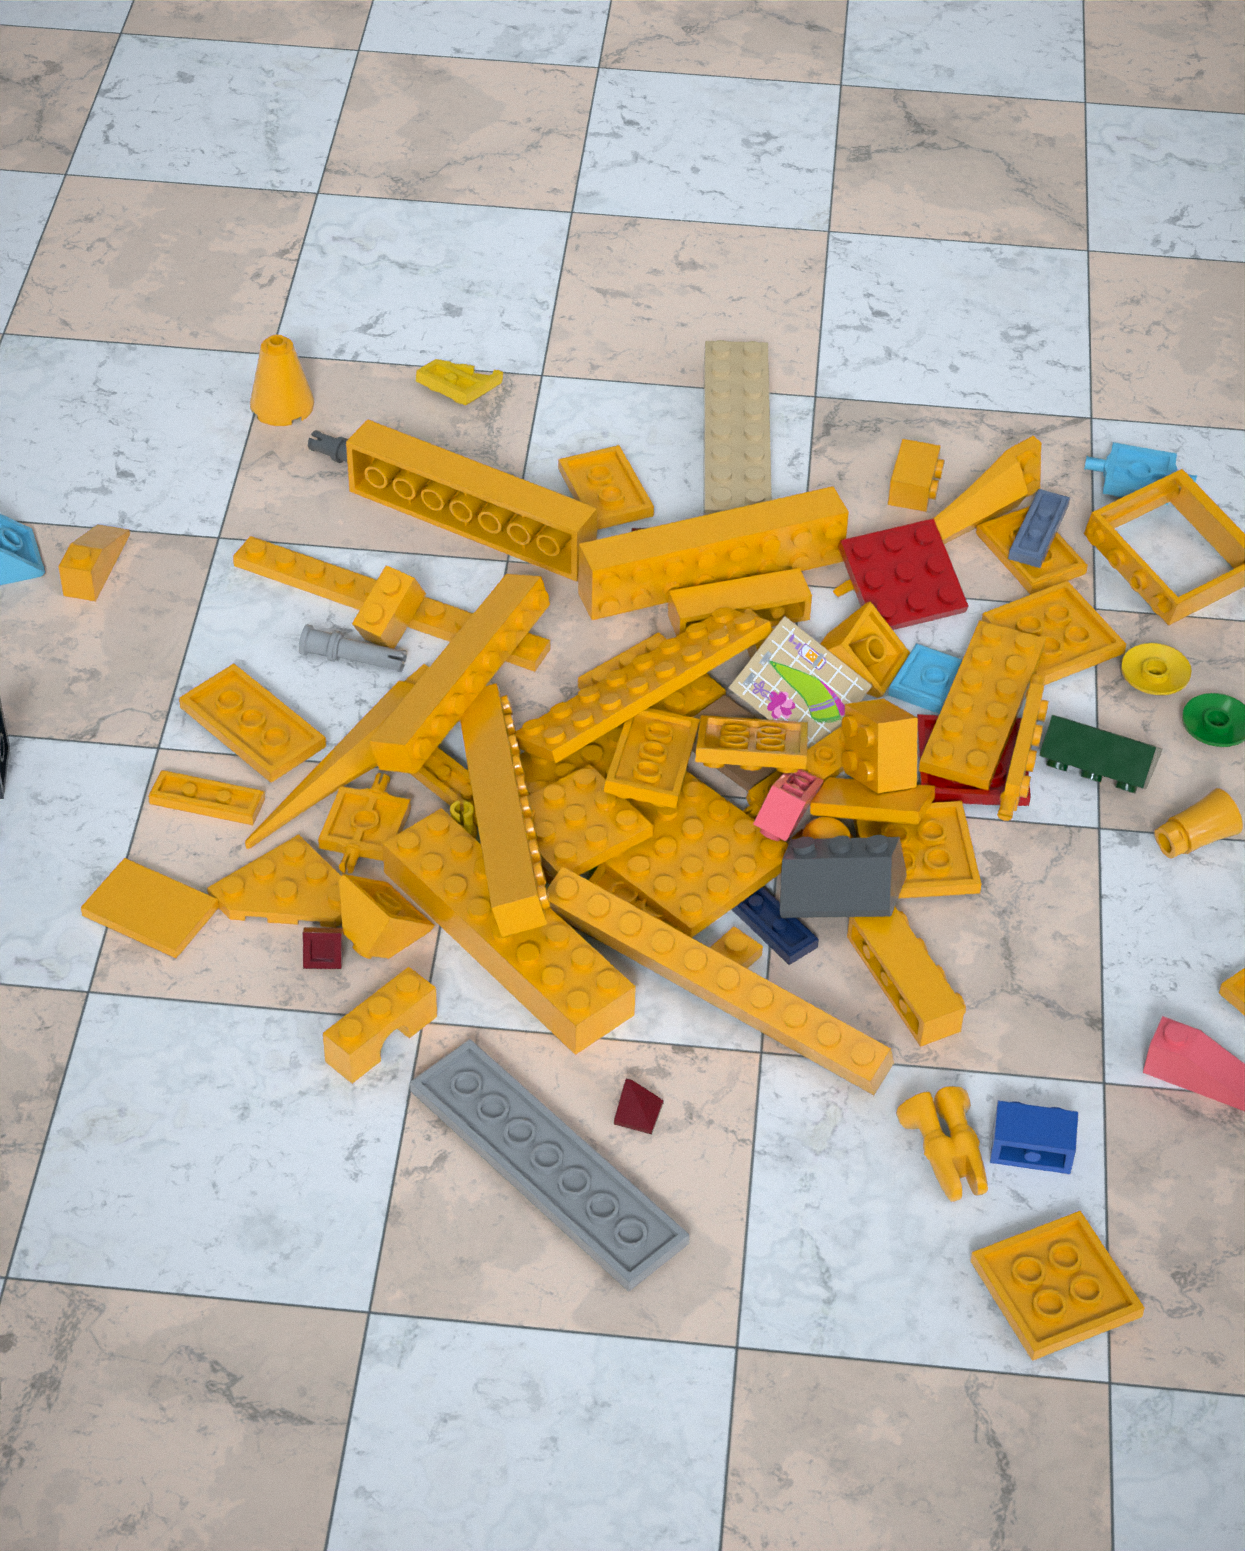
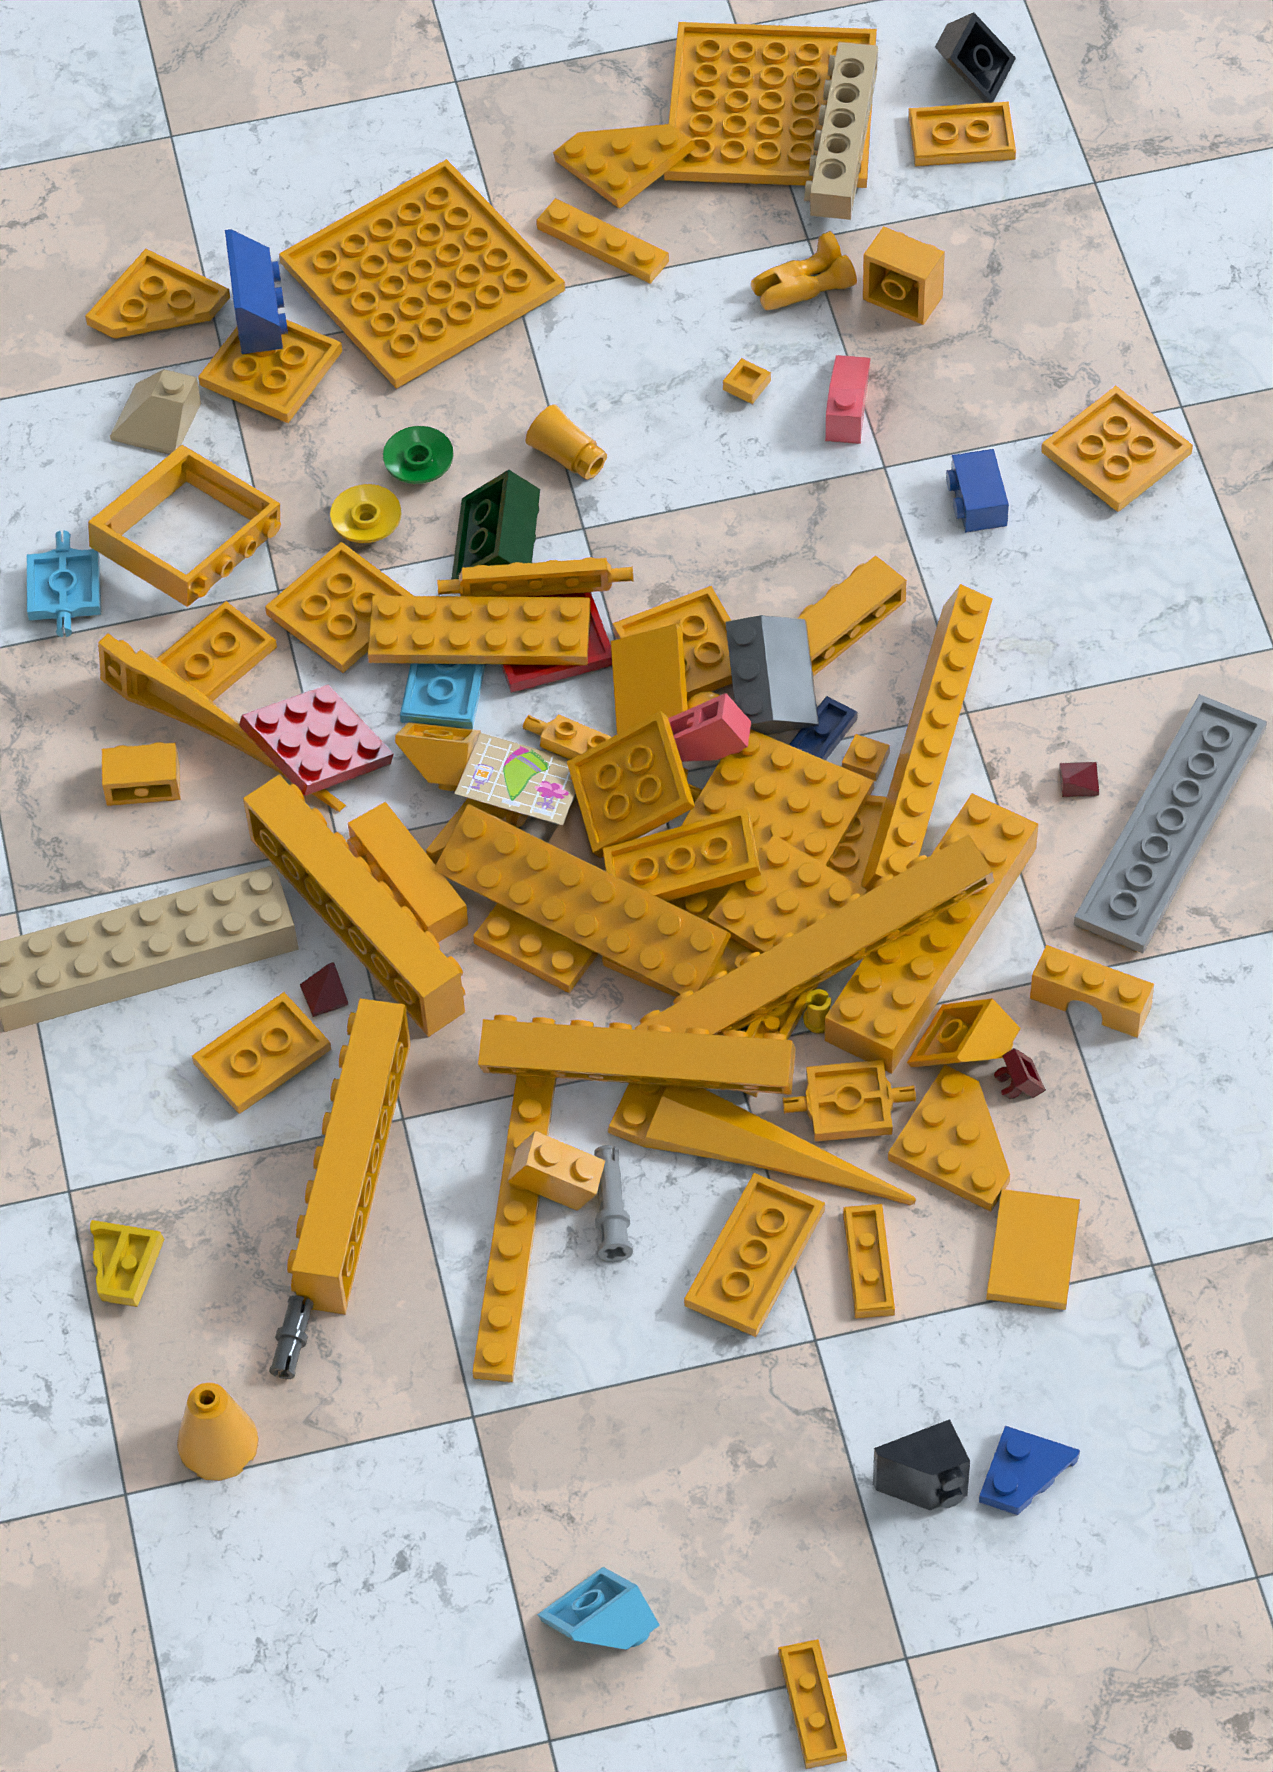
camera: 105 degrees left, 10 degrees up
(90, 561) = (568, 1514): light orange slope -> none
(880, 745) = (593, 680): light orange brick -> none
(953, 1155) = (1026, 538): light orange piece -> none
(1039, 528) = (193, 645): sand blue tile -> none

